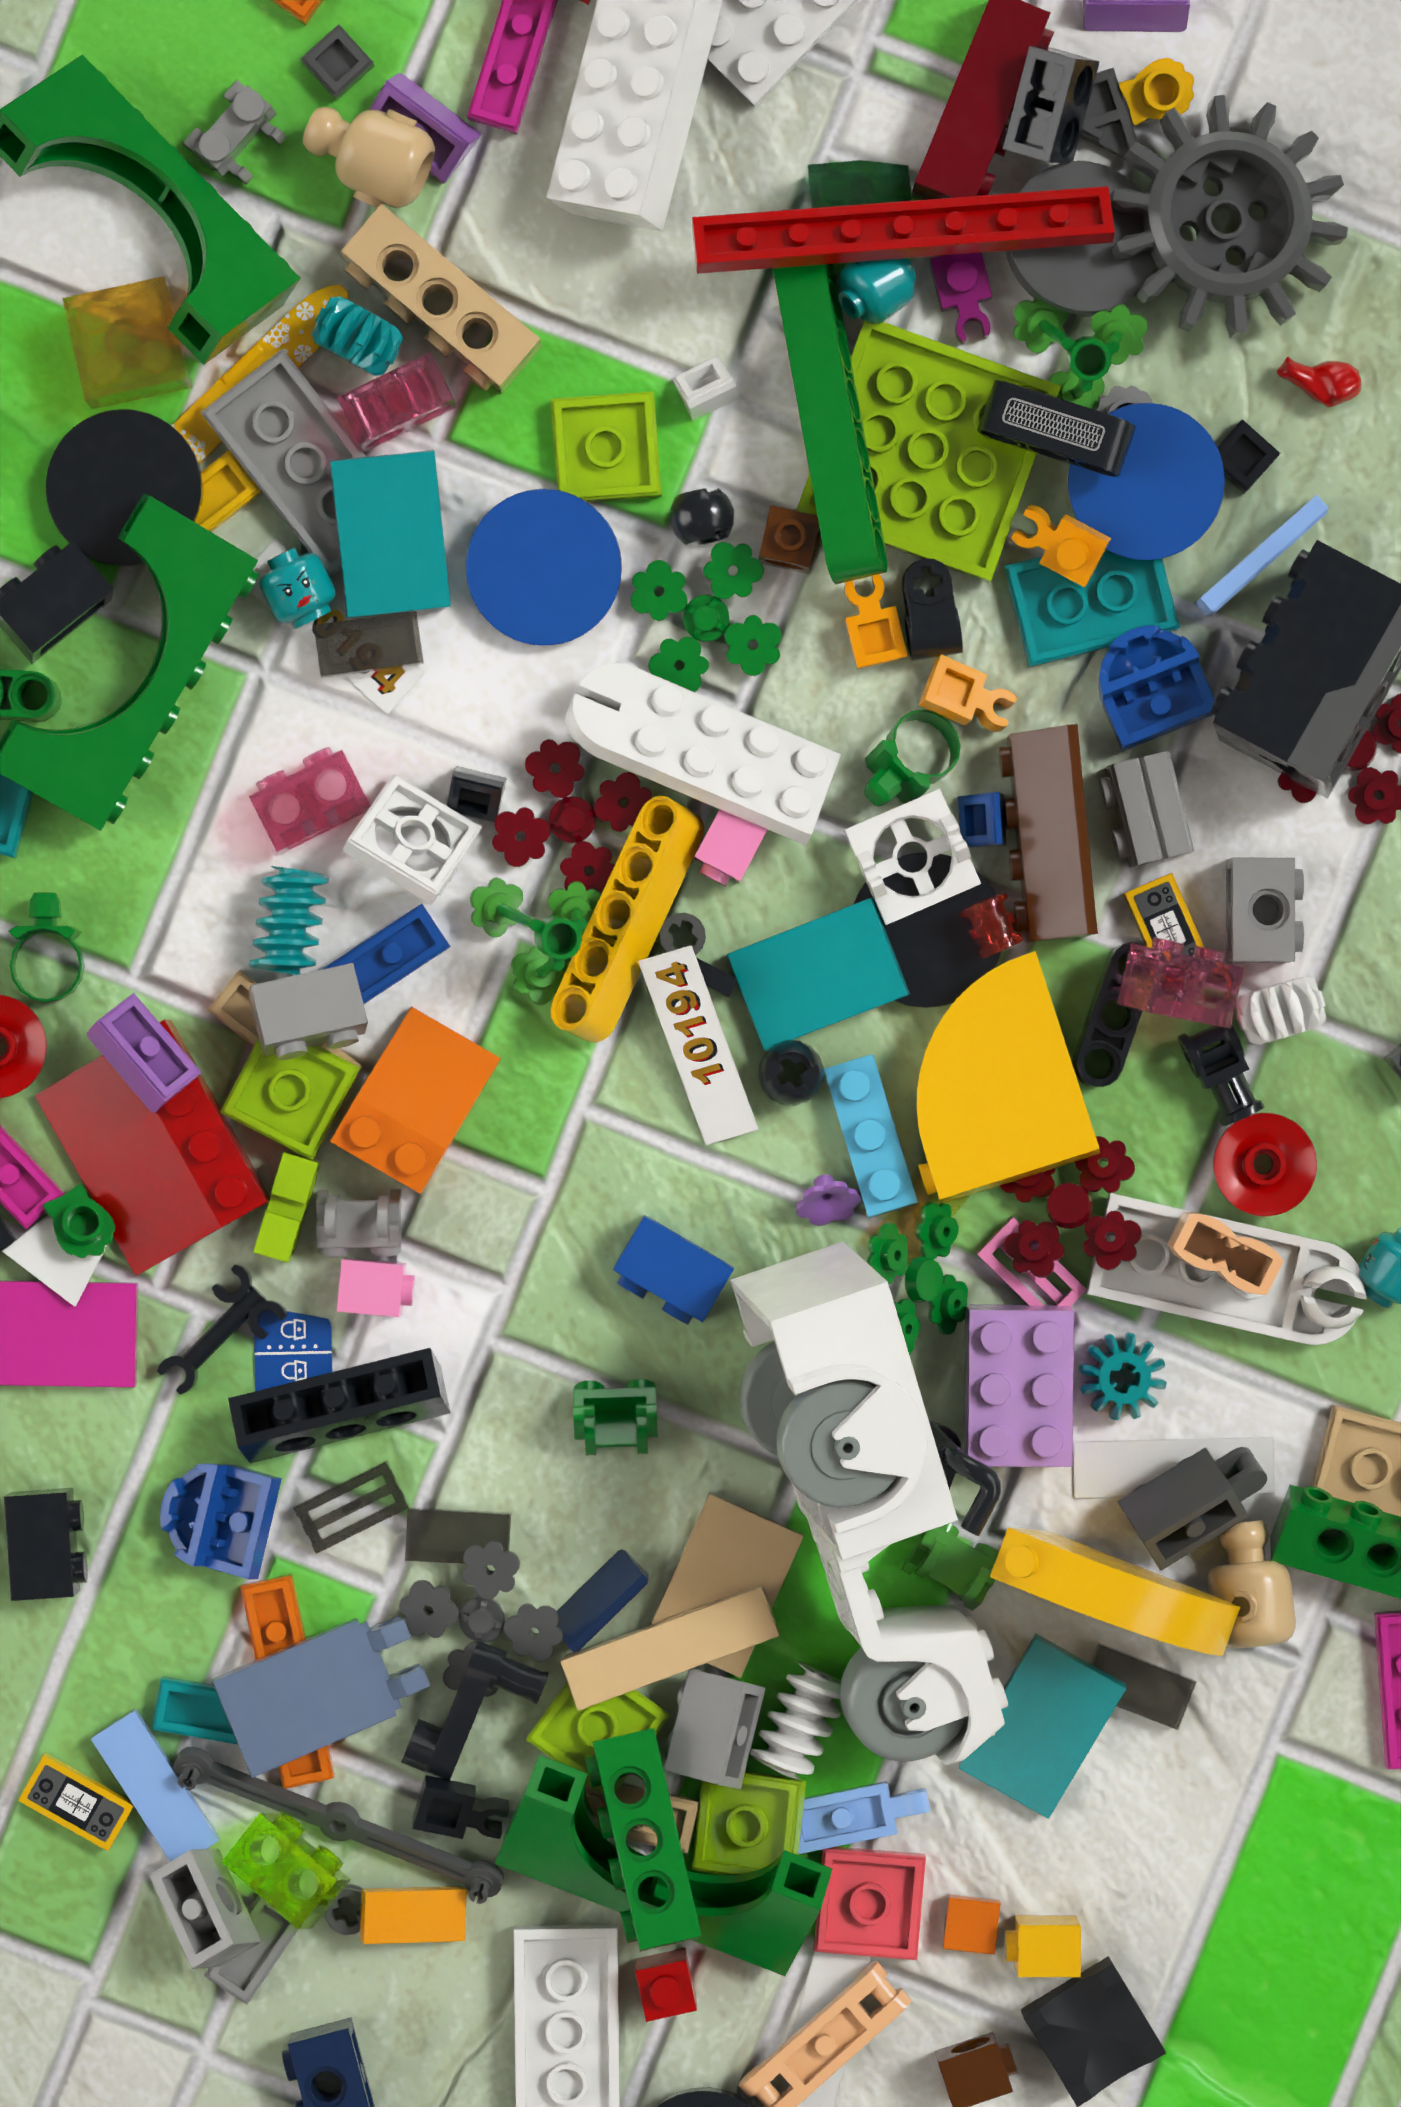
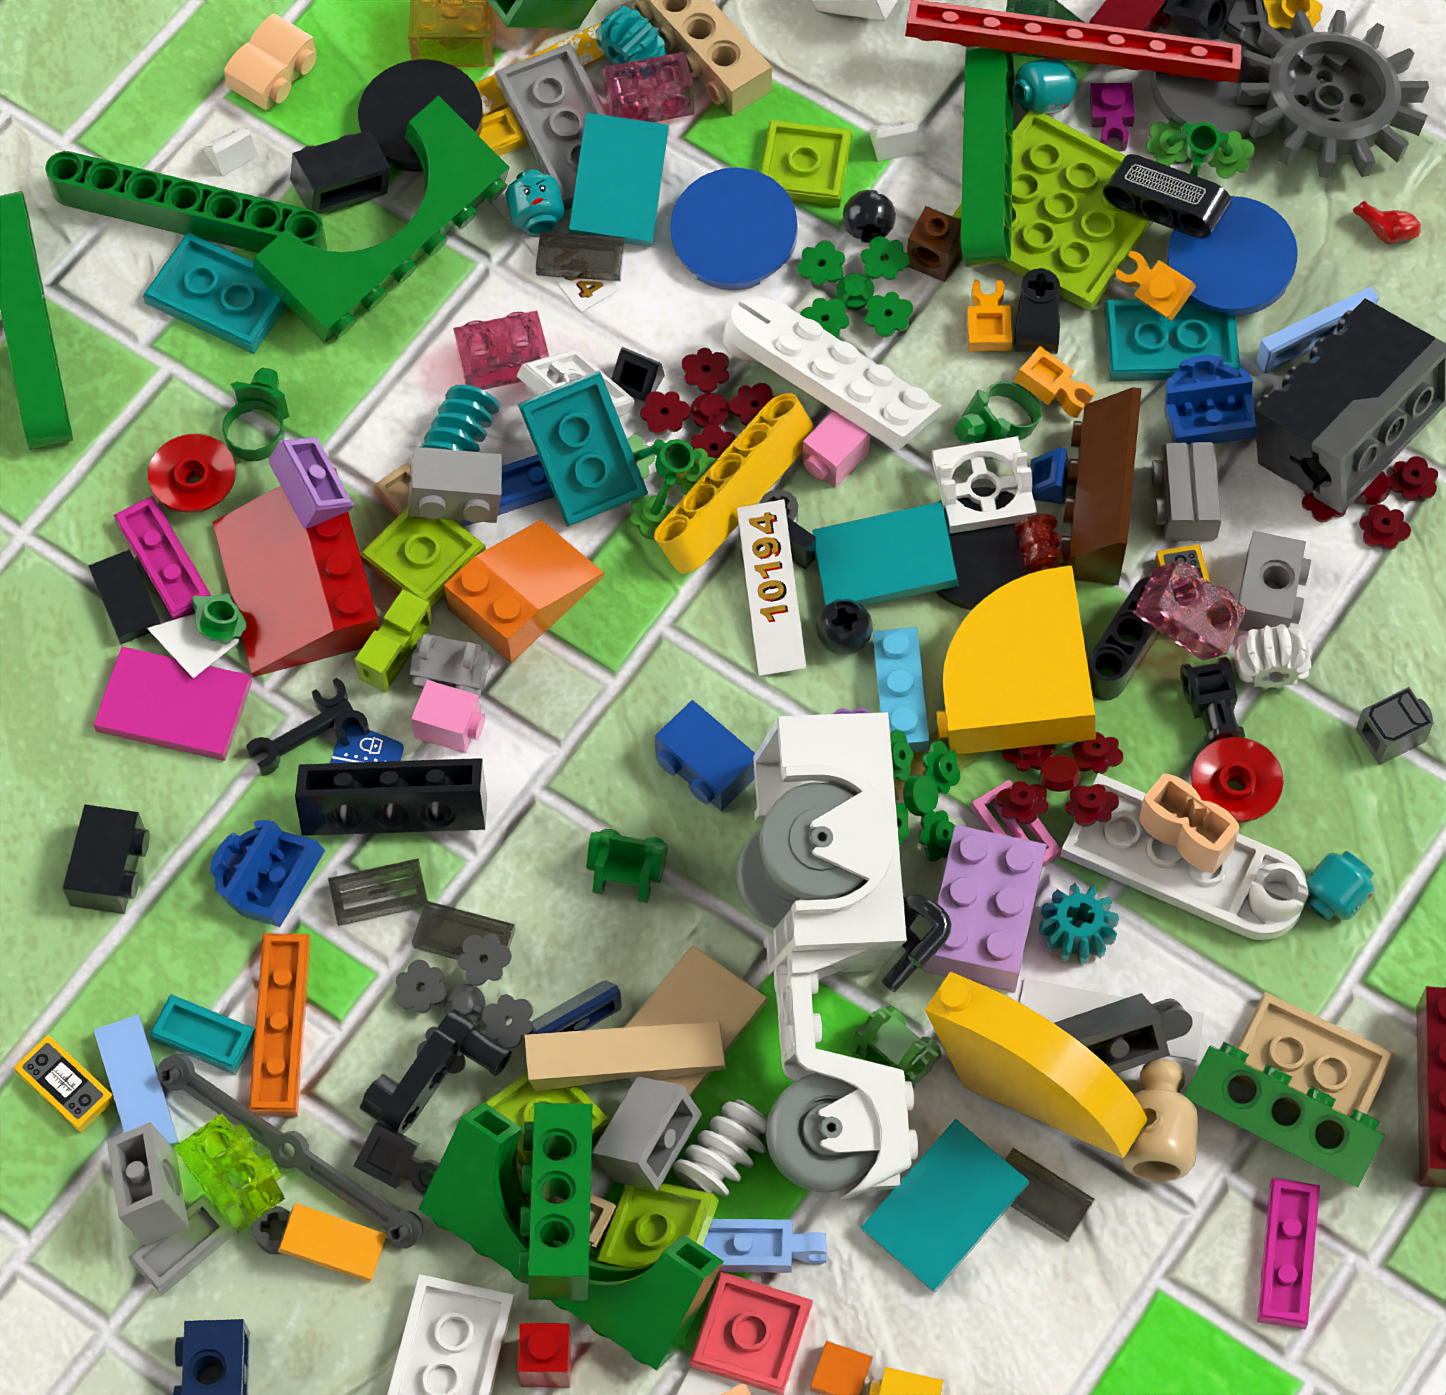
camera: 10 degrees right, 25 degrees down
(315, 1692) = (303, 1028): sand blue tile -> none
(443, 928) = (583, 448): none -> teal tile
(1245, 456) = (1317, 265): black tile -> none

